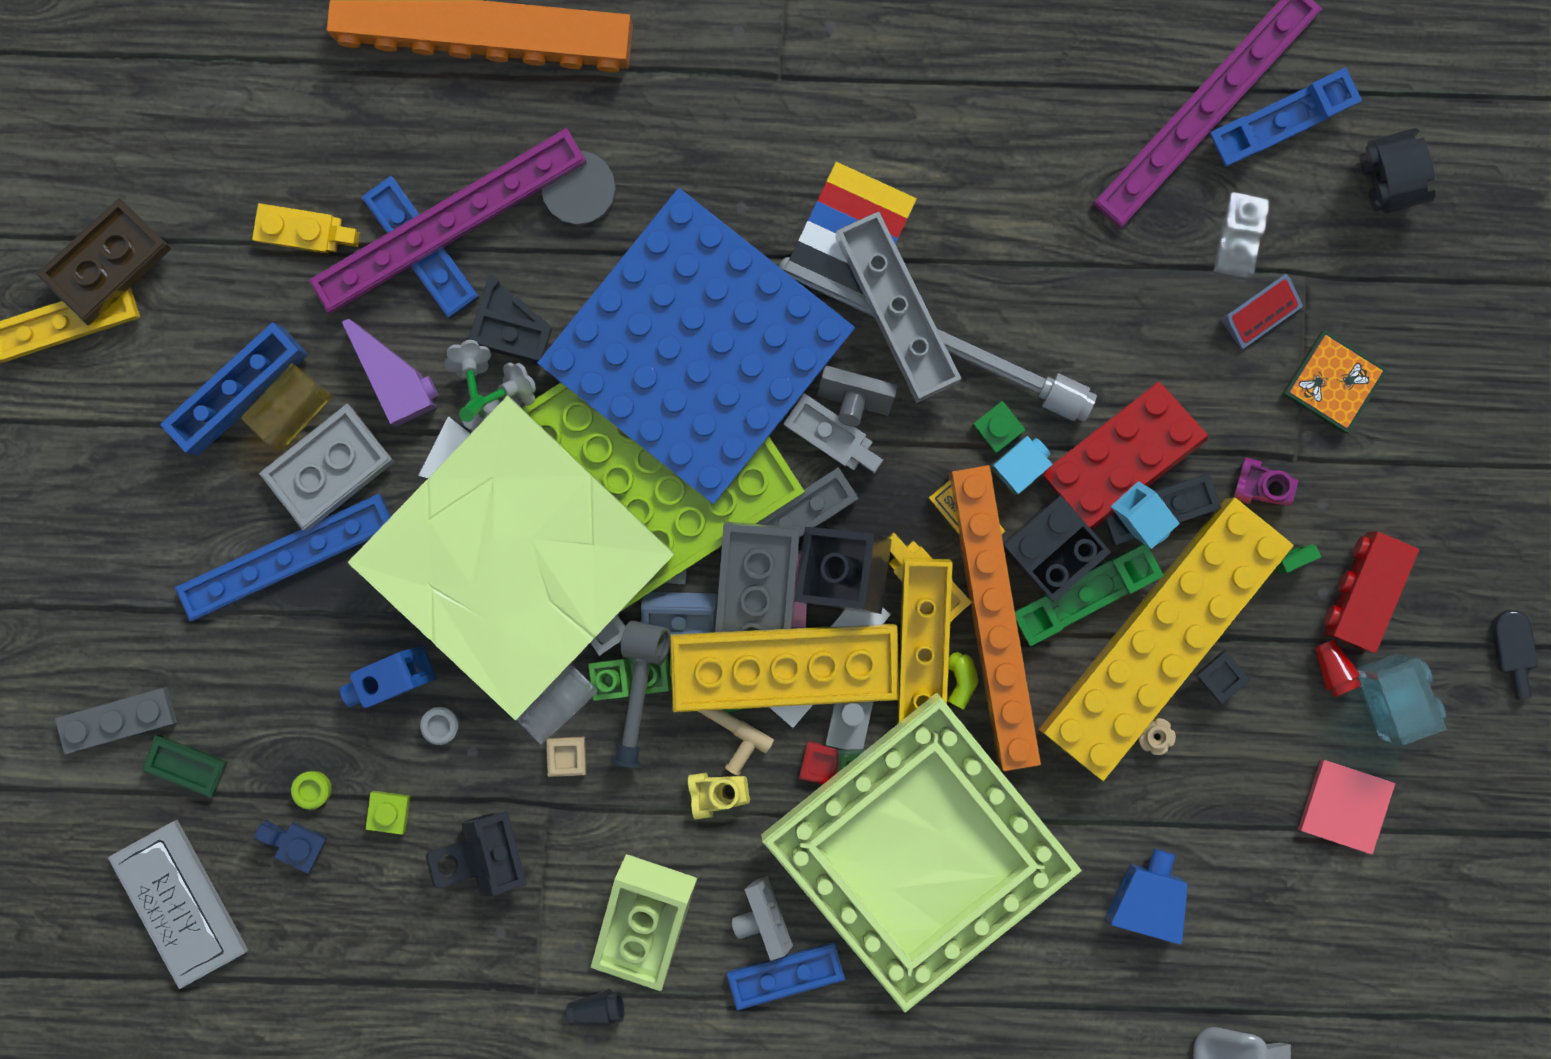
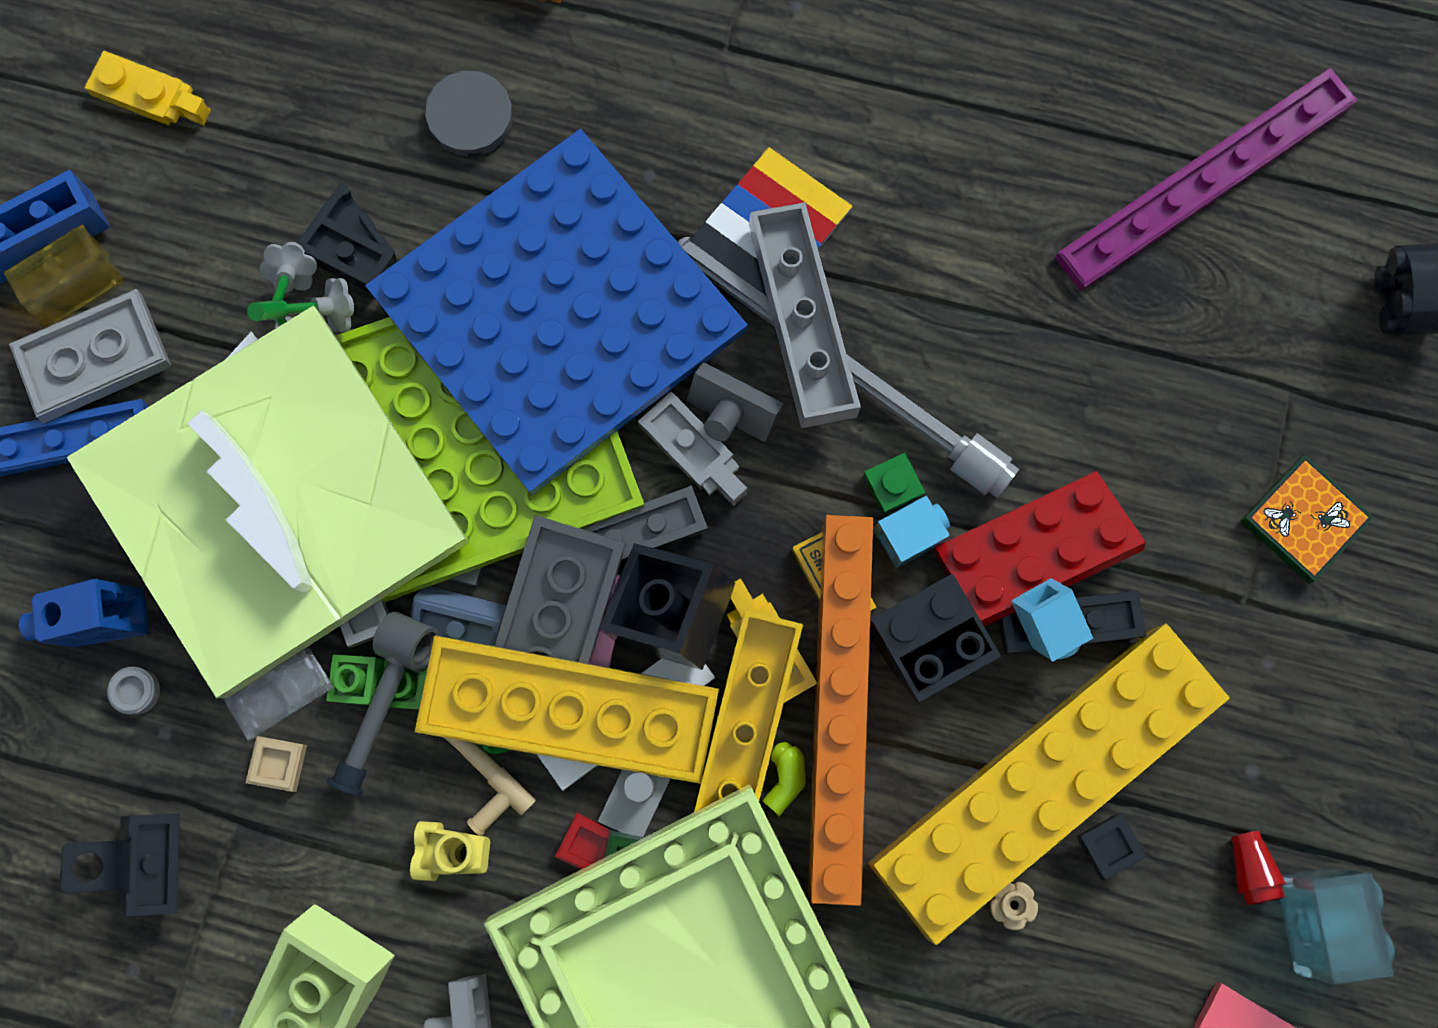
camera: 10 degrees right, 10 degrees down
(387, 812) = (38, 784): lime plate -> none
(396, 383) = (198, 281): medium lavender slope -> none
(437, 270) = (273, 139): blue tile -> none
(447, 221) = (307, 113): magenta tile -> none
(516, 578) = (259, 514): none -> white slope
(1093, 591) = (963, 705): green slope -> none
(1240, 235) = (1222, 327): clear slope -> none
(1255, 481) = (1193, 615): magenta plate -> none
(1262, 311) = (1233, 418): red slope -> none
(1285, 117) = (1299, 208): blue slope -> none
(1298, 558) = (1230, 718): green tile -> none
(1370, 591) = (1313, 780): red brick -> none

